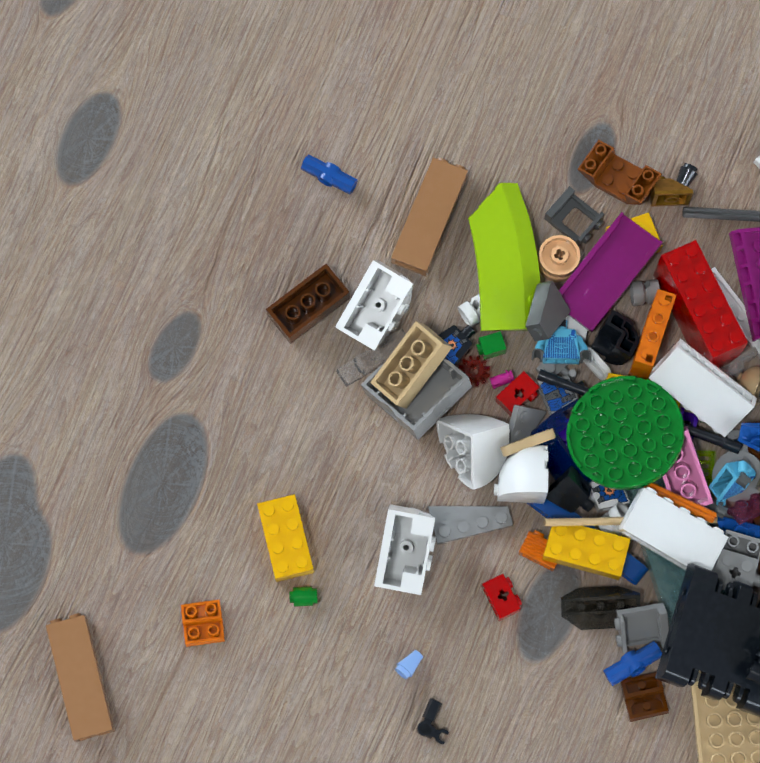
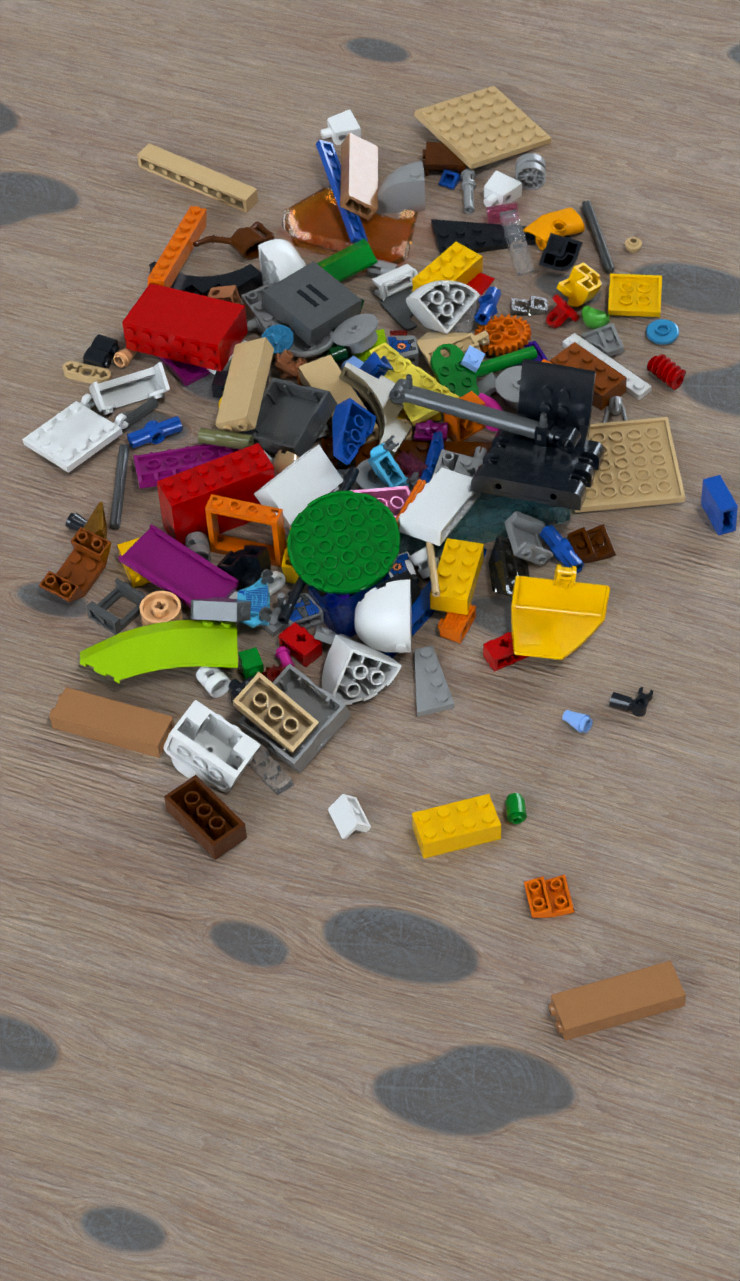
camera: 90 degrees left, 25 degrees down
(306, 438) = (348, 816): none -> white panel
(329, 174) = (61, 810): blue piece -> none
(401, 565) = (464, 716): white brick -> none
(527, 442) = (353, 620): tan beam -> none
(528, 646) = (555, 614): none -> yellow panel

